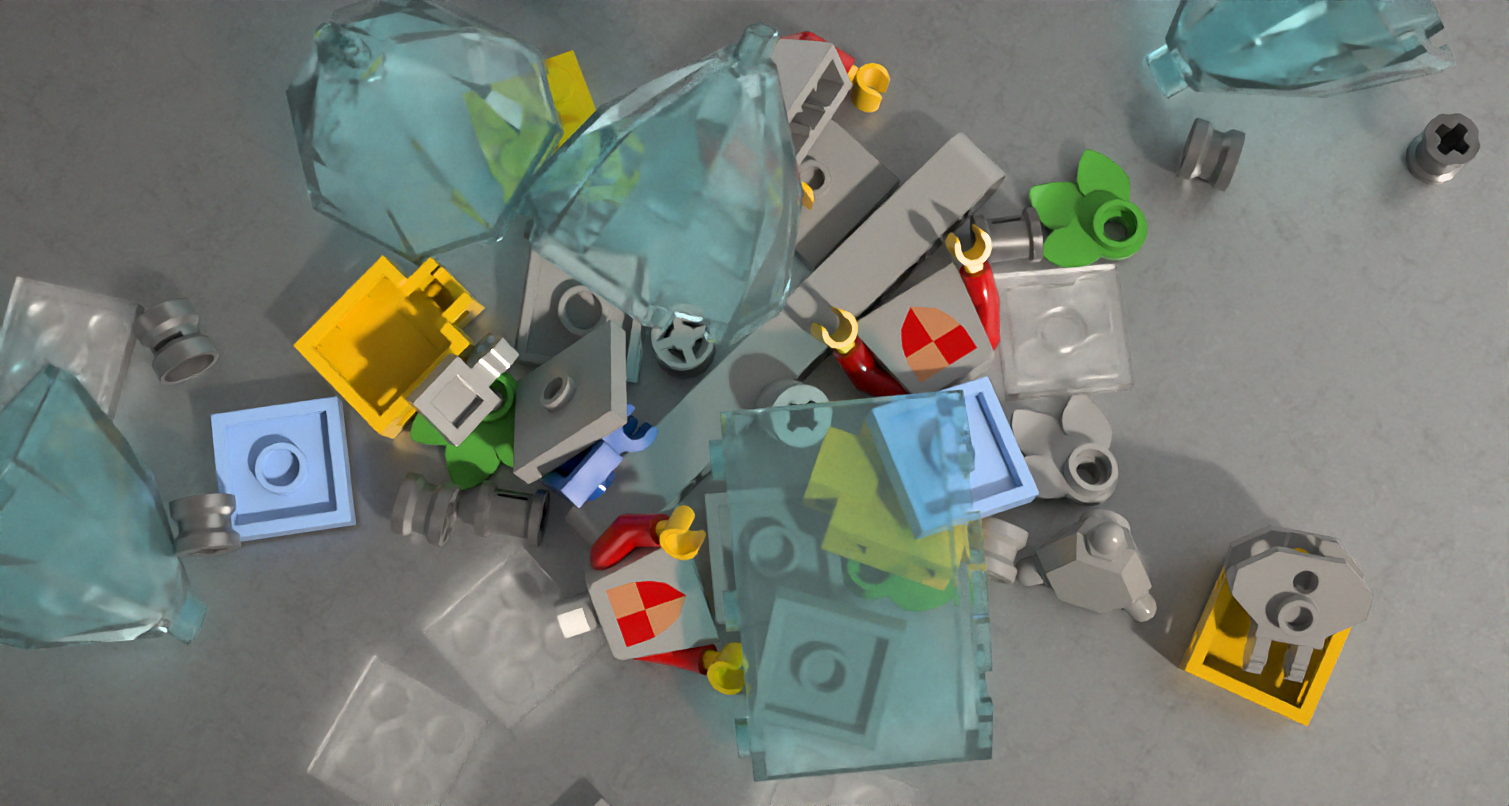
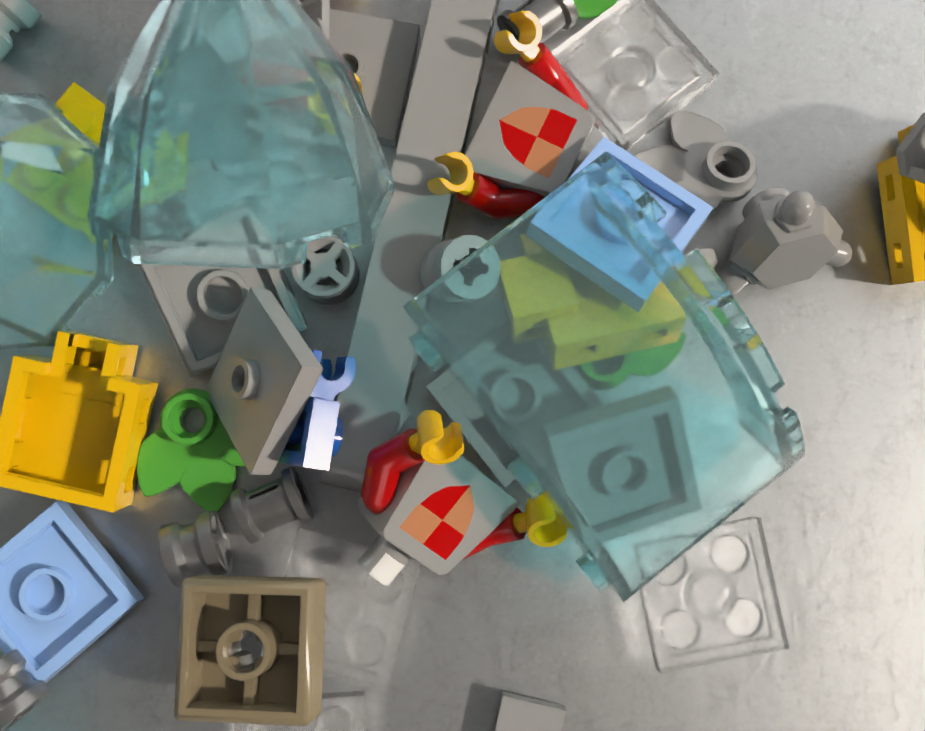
camera: 35 degrees left, 5 degrees up
(420, 572) = (220, 679): none -> dark tan brick
(458, 393) = (159, 437): light grey plate -> none

